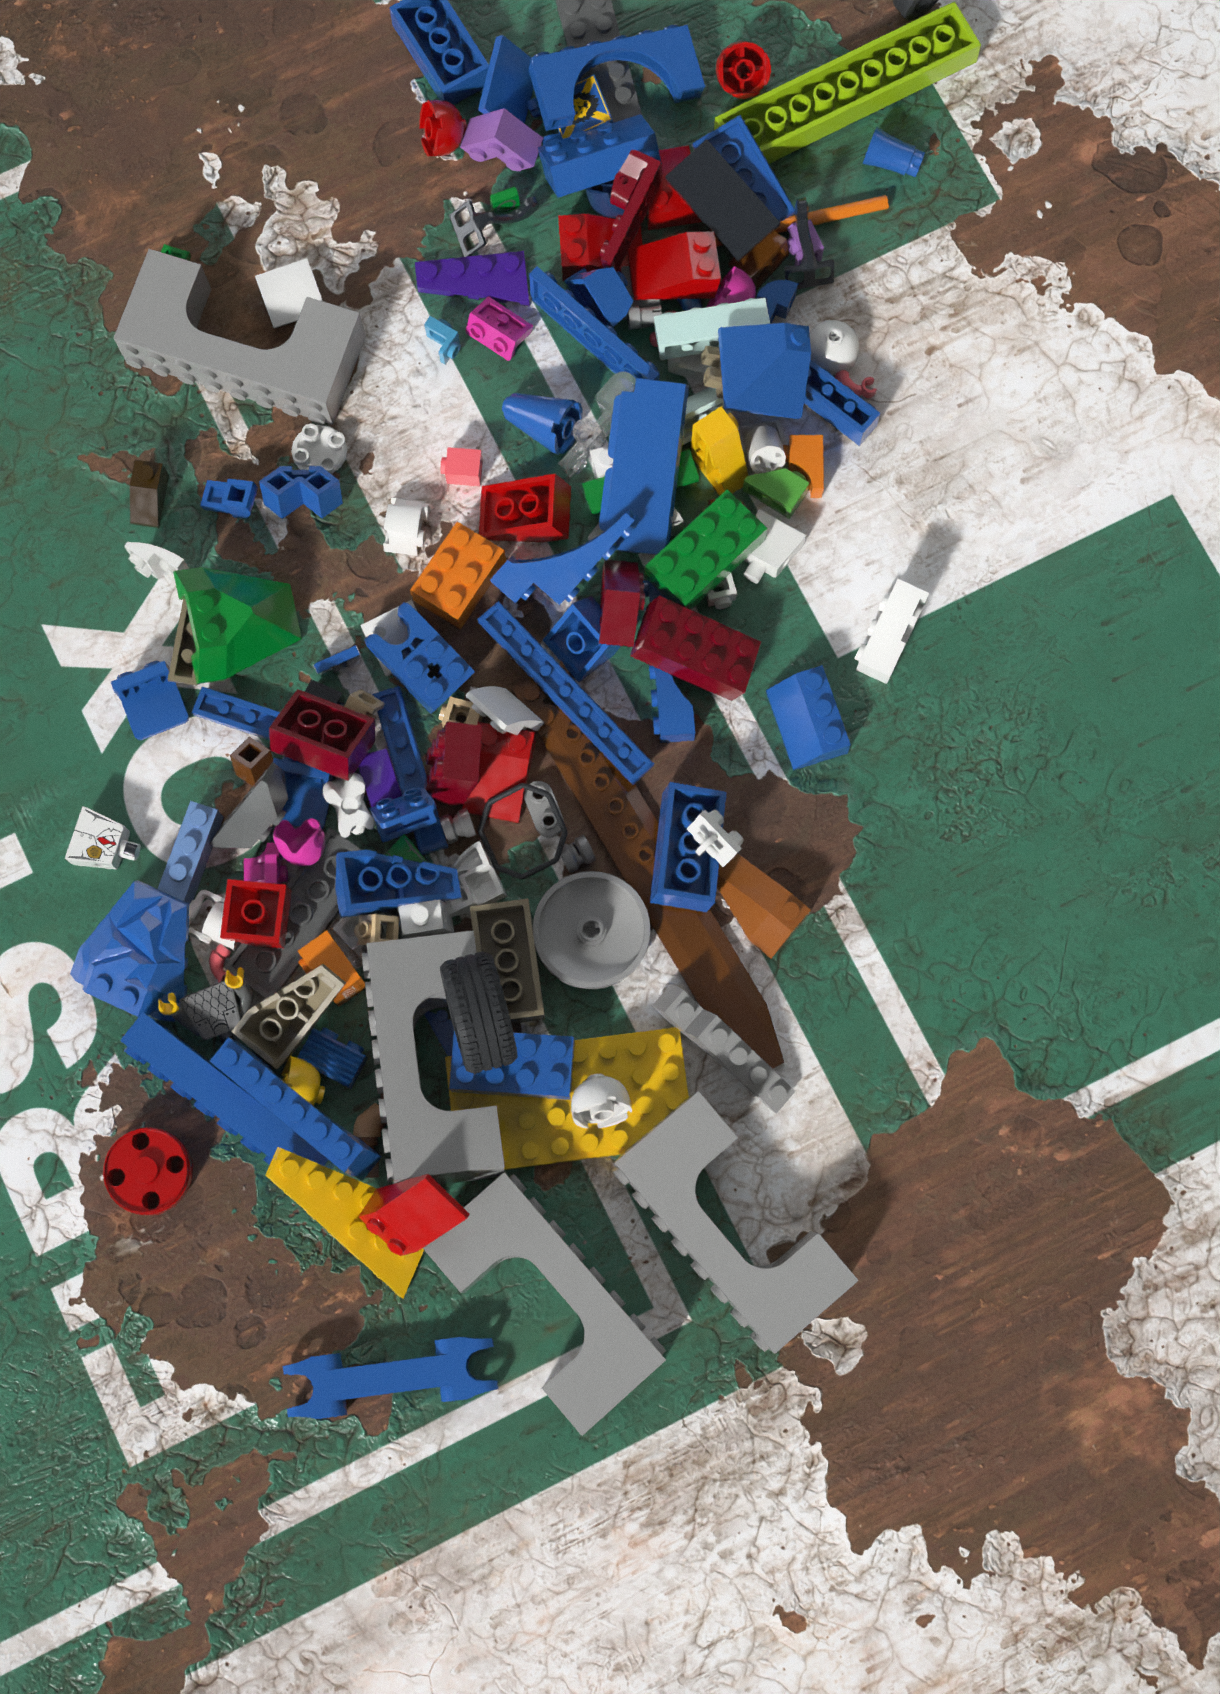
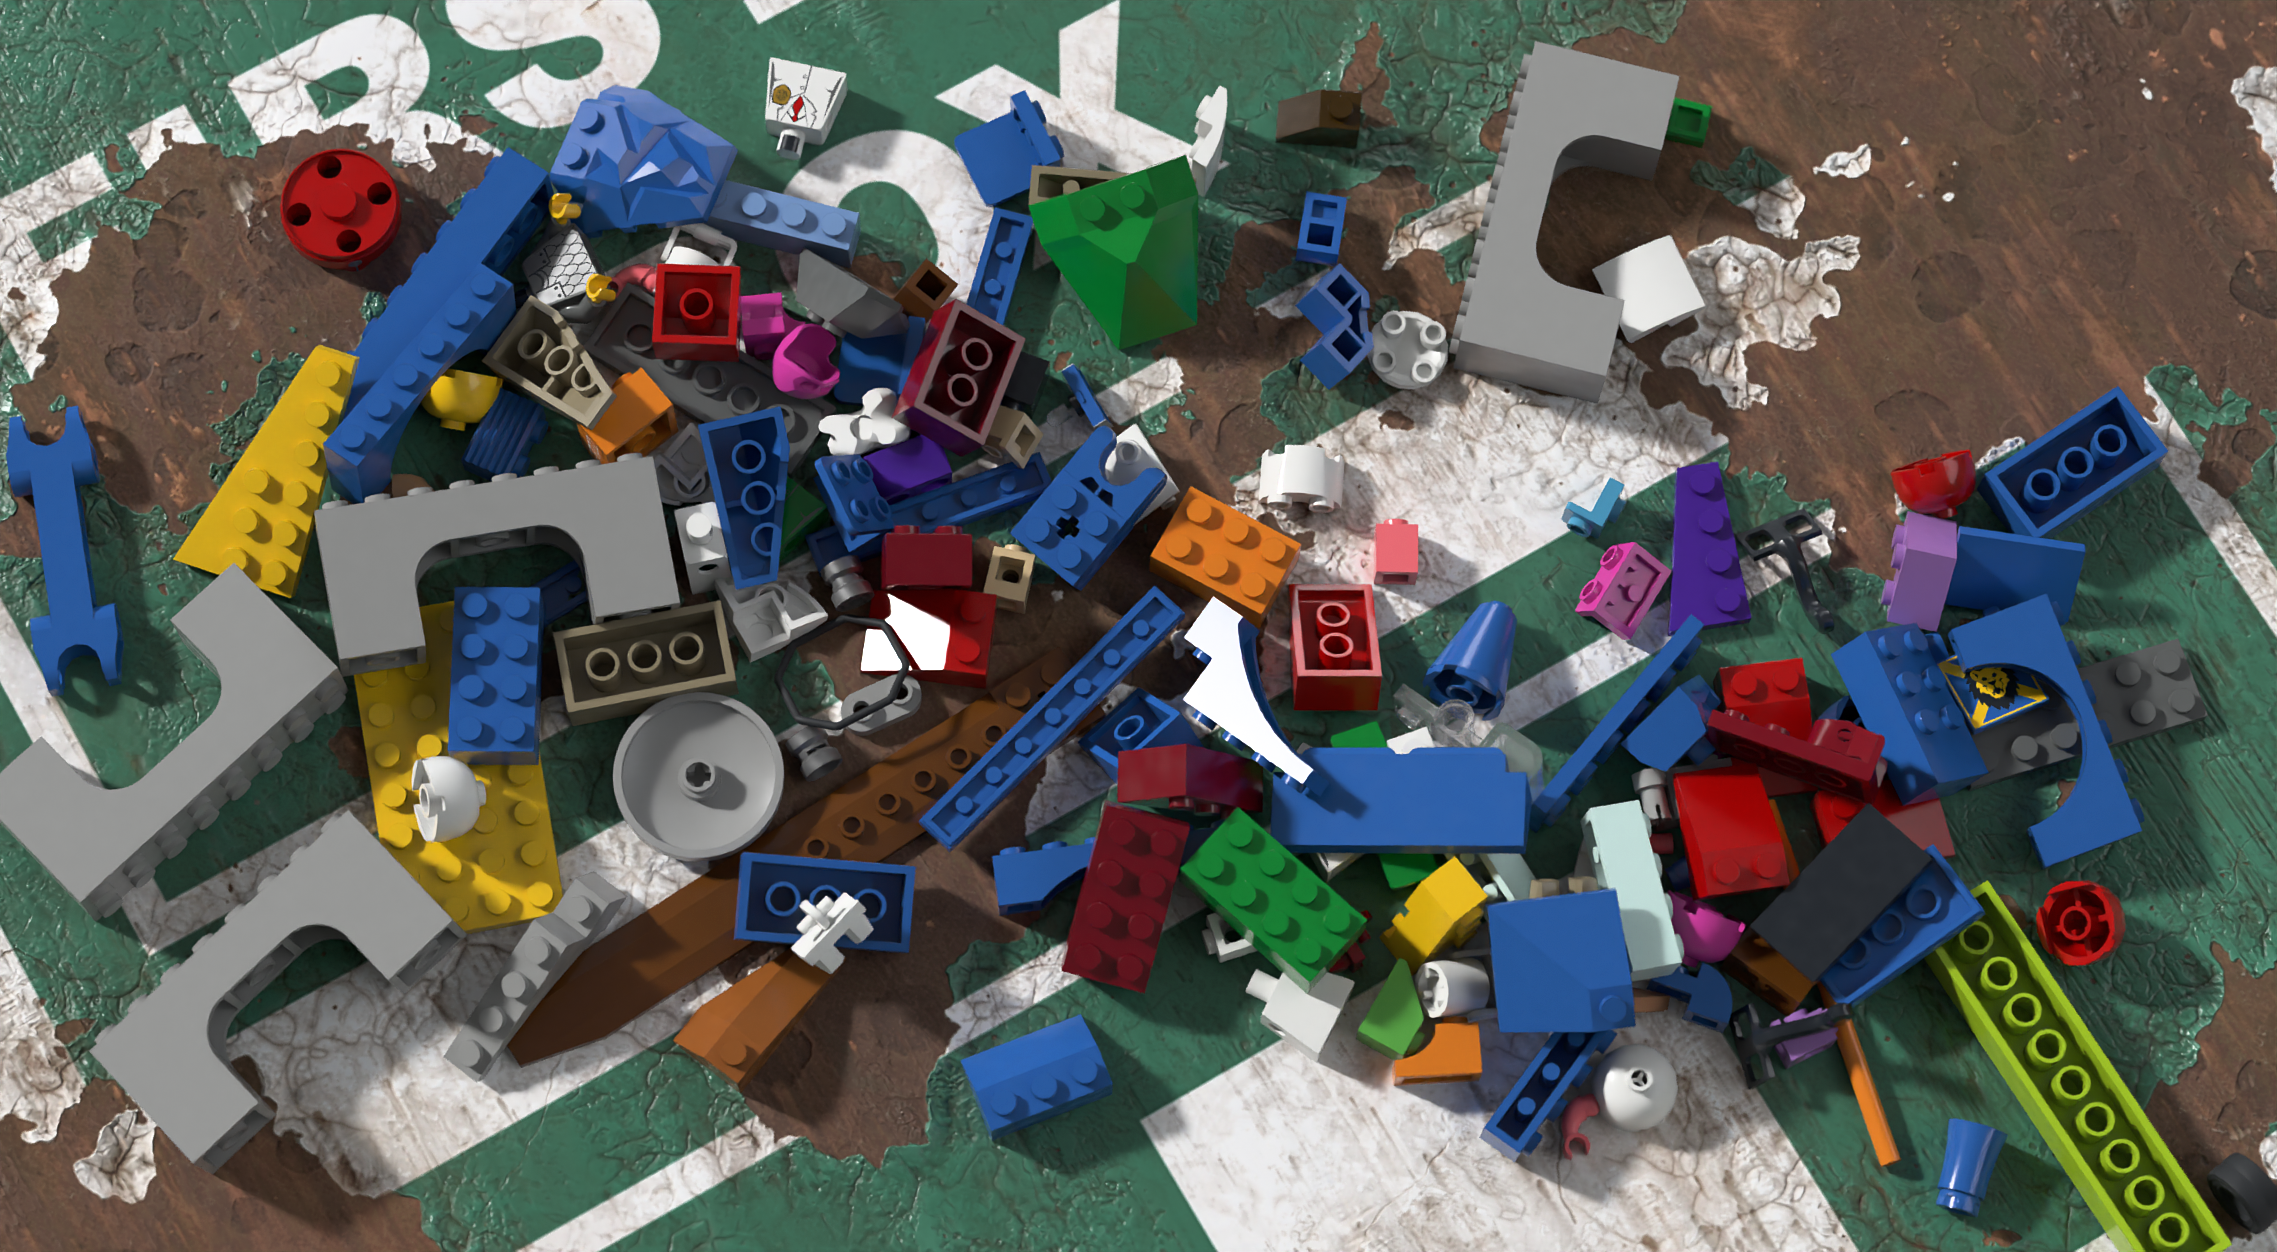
camera: 80 degrees right, 5 degrees down
(369, 928) = (681, 469): tan brick -> none
(411, 1214) = (271, 540): red slope -> none
(478, 1012) = (545, 600): black tyre -> none
(504, 709) = (1016, 629): white slope -> none
(505, 200) = (1828, 583): green tile -> none
(891, 631) = (1175, 1190): white wedge -> none

